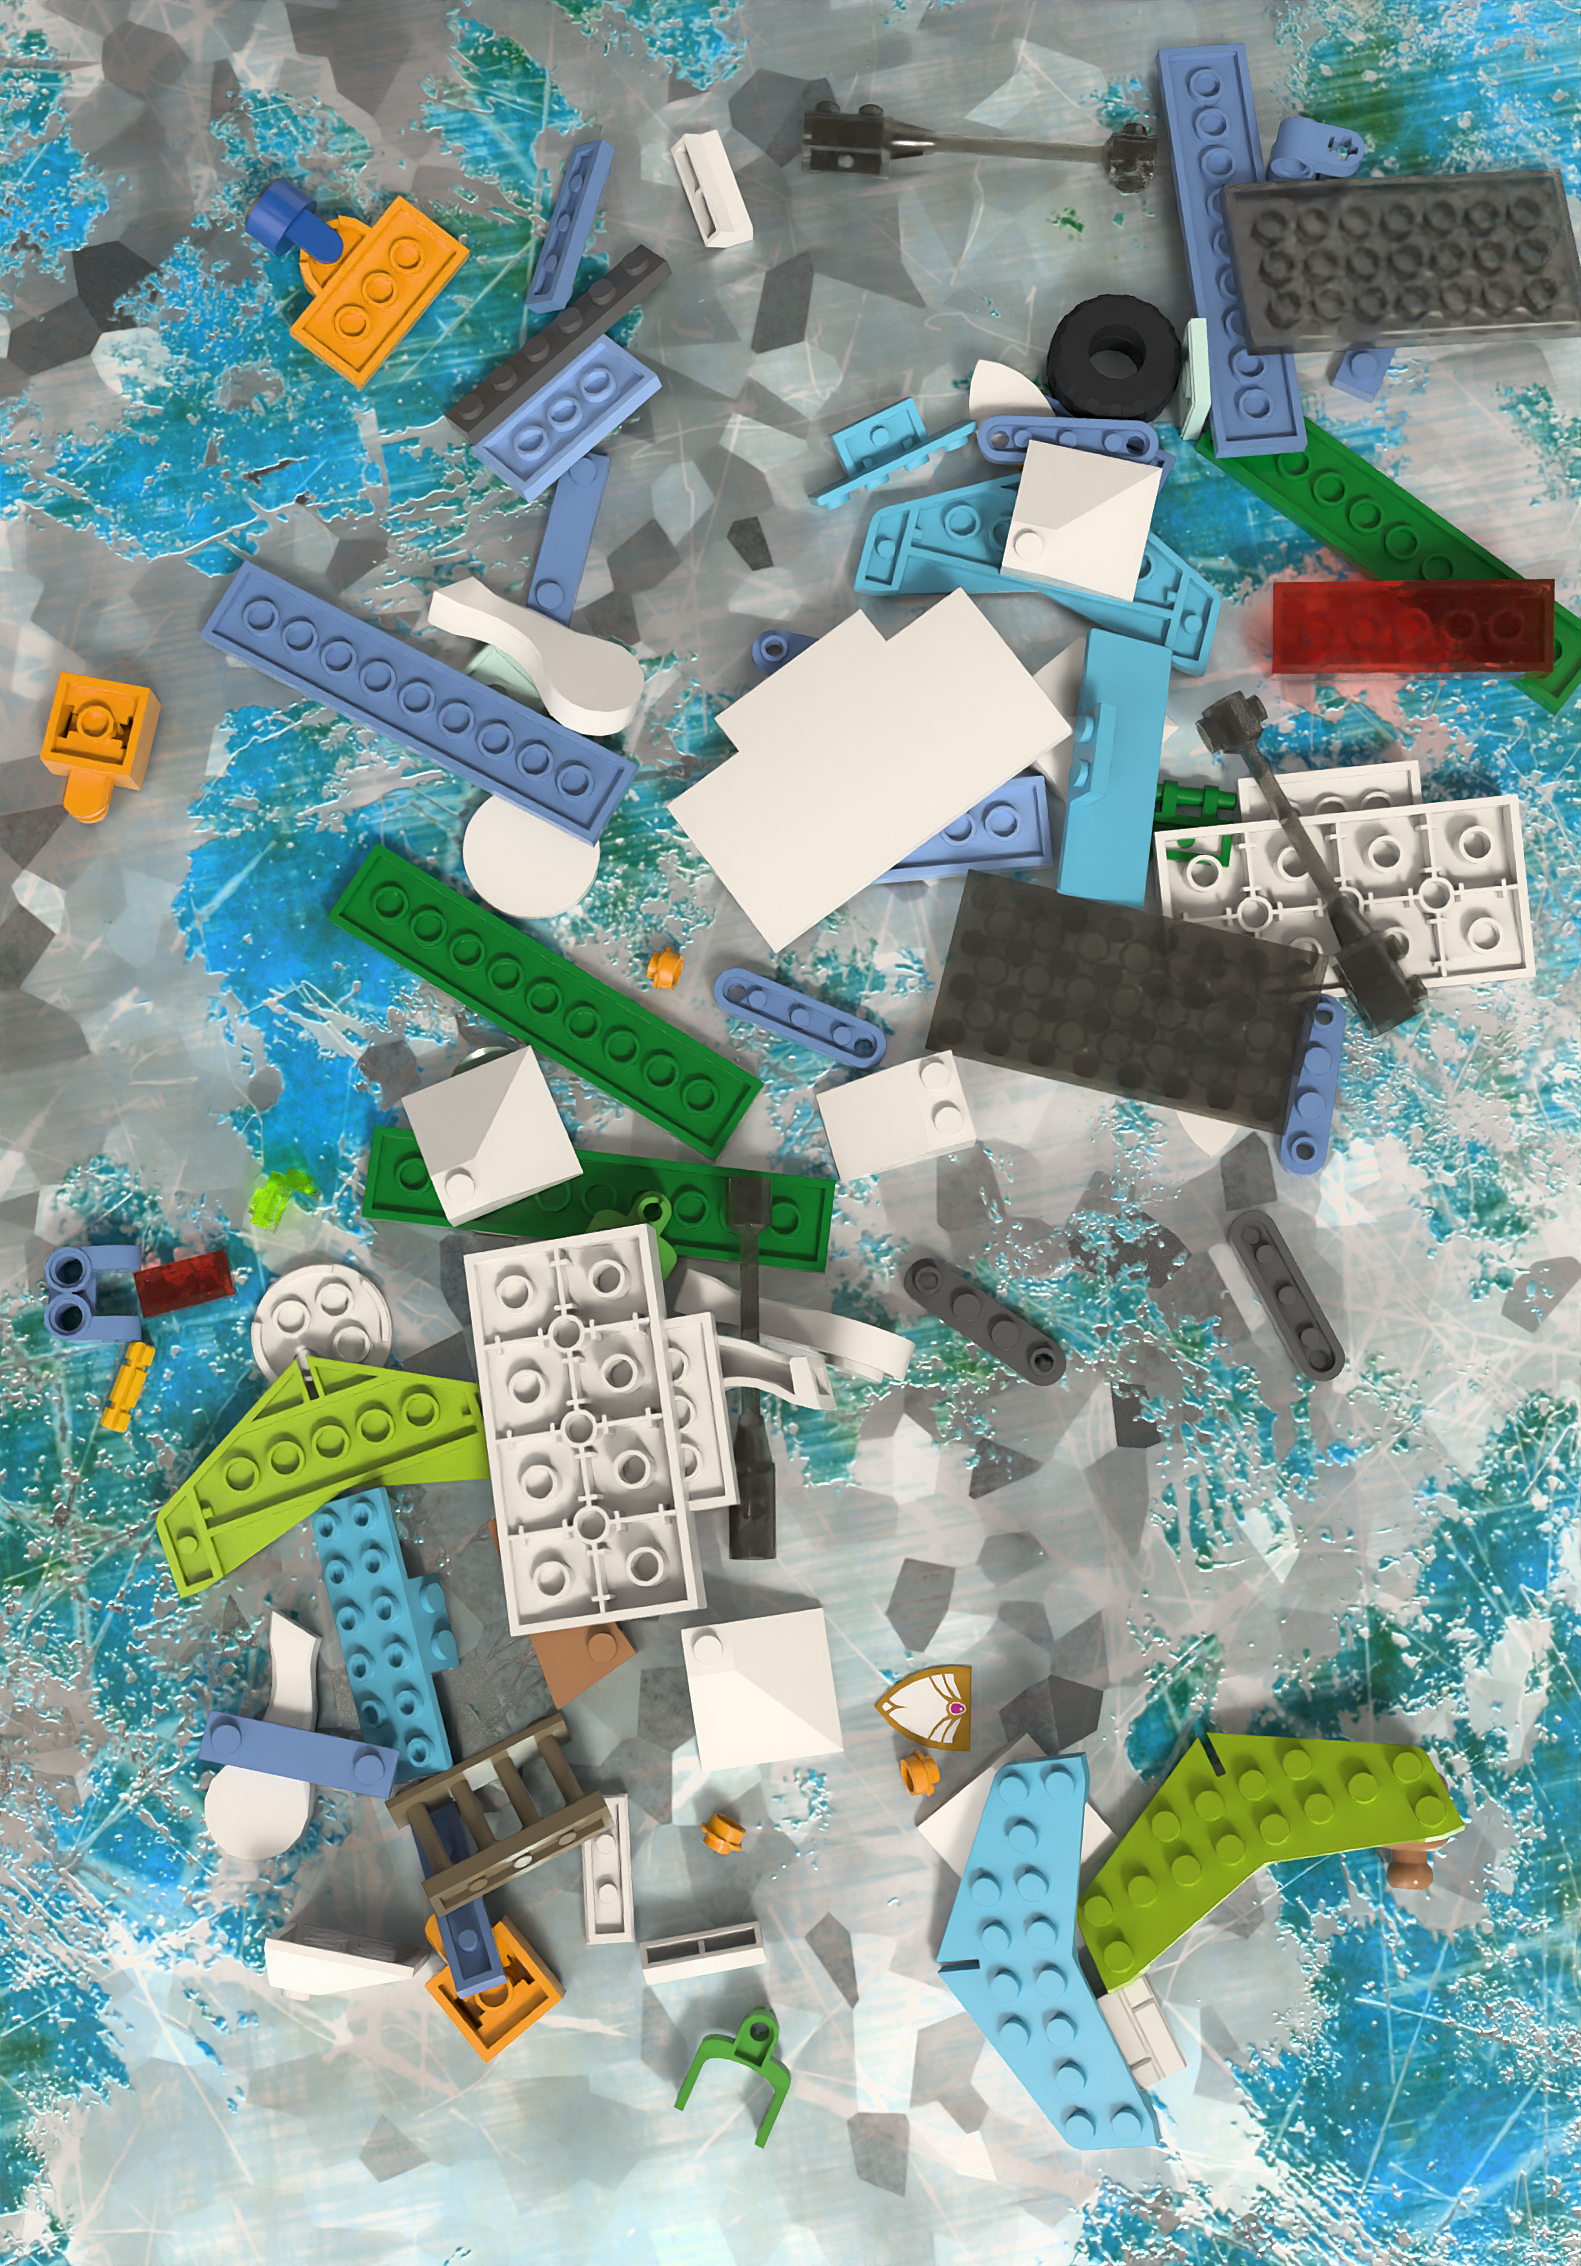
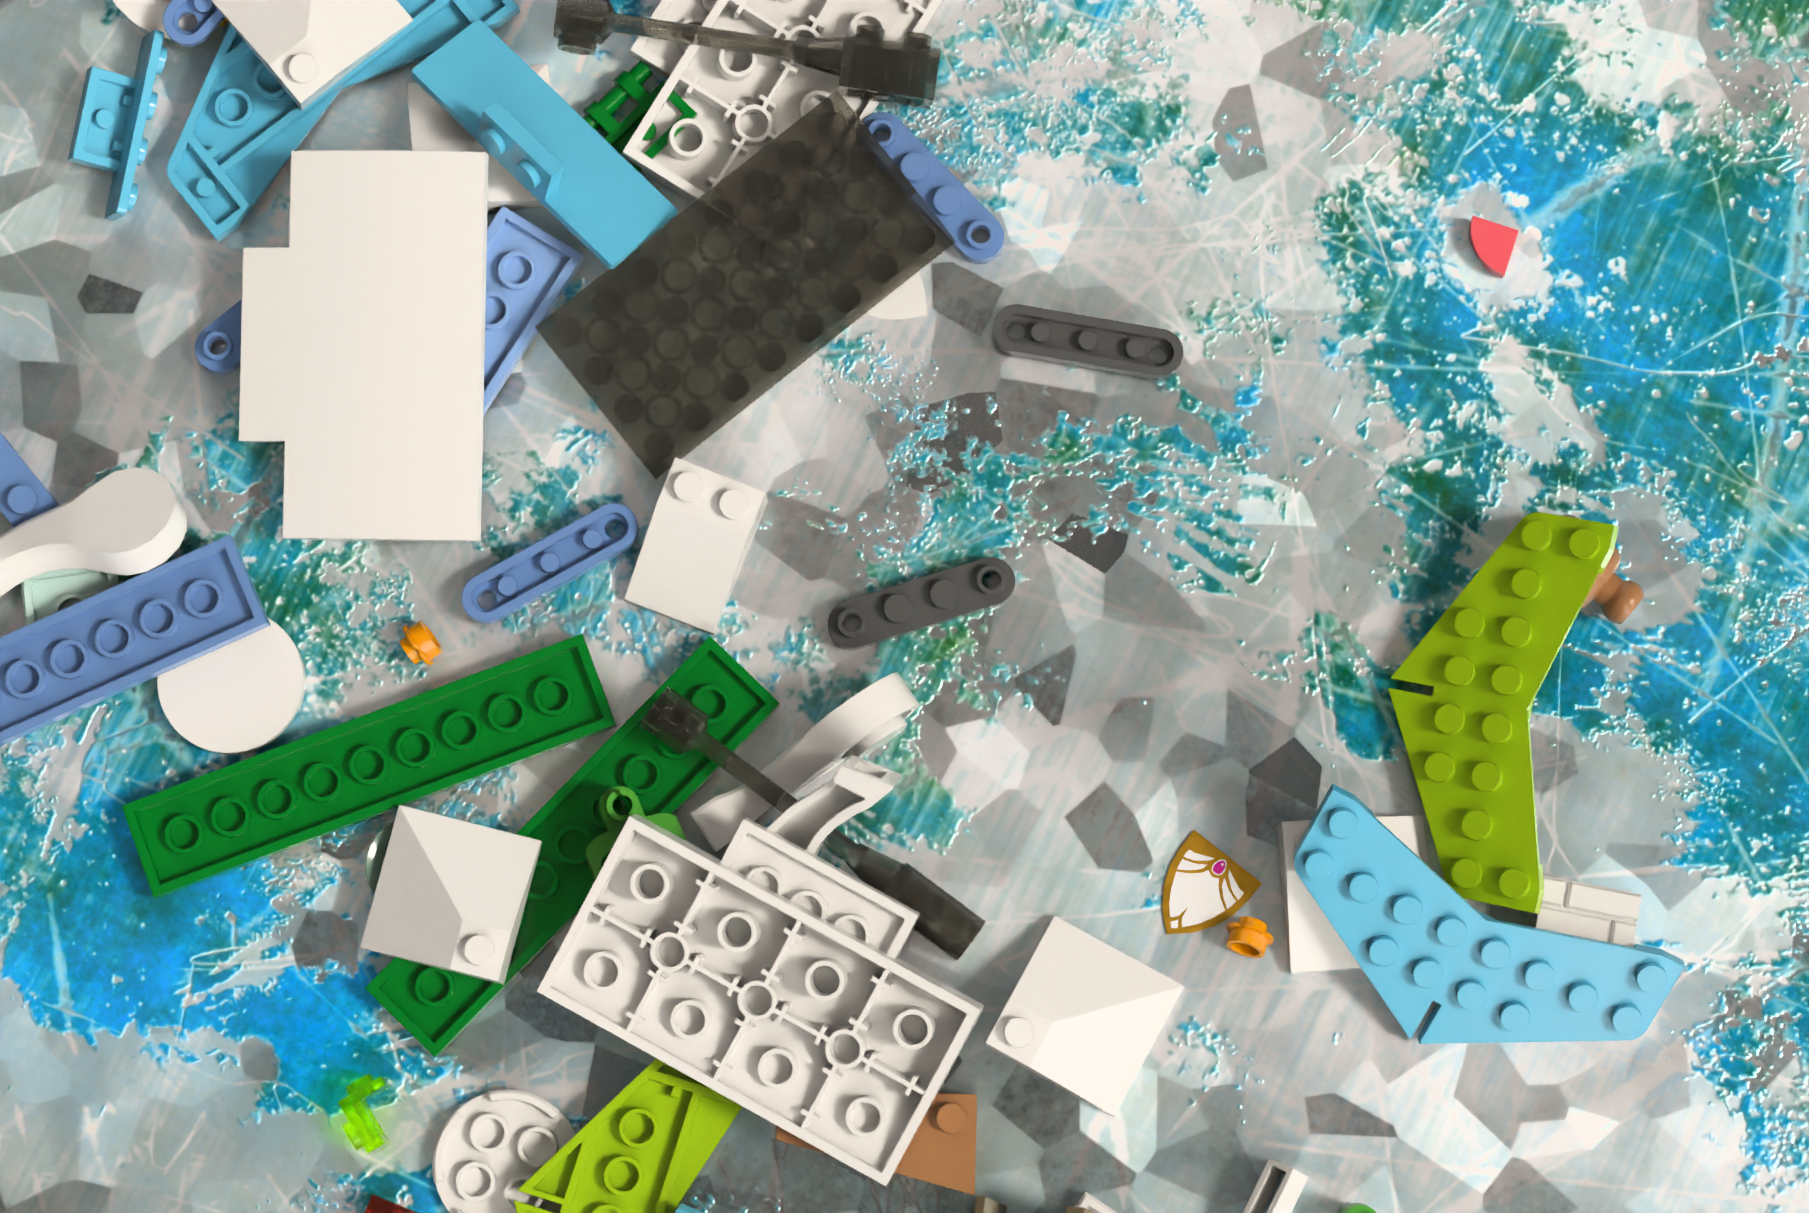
camera: 50 degrees left, 0 degrees up
(722, 1834) = (1177, 1136): light orange plate -> none

